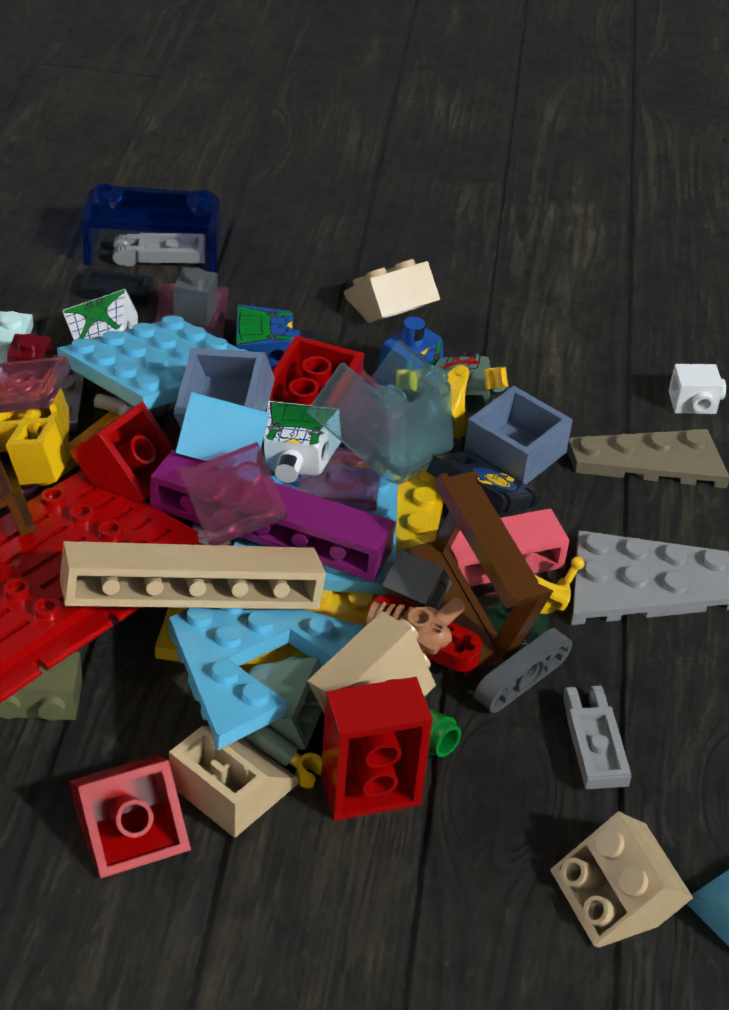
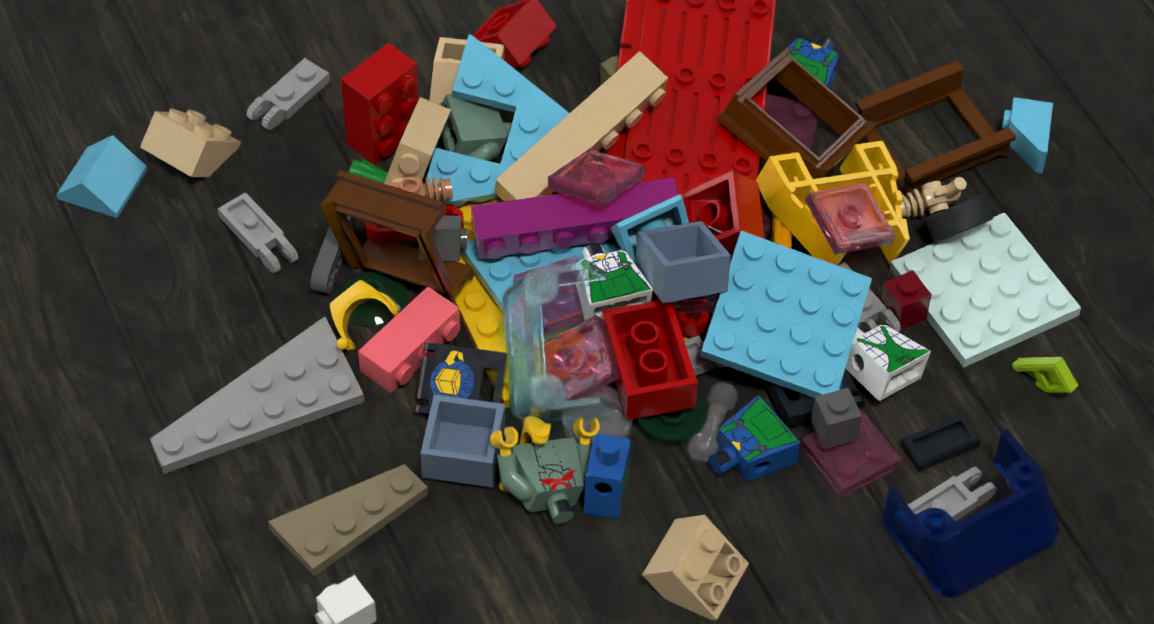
camera: 150 degrees right, 10 degrees up
(452, 898) = (289, 94): none -> light grey hinge

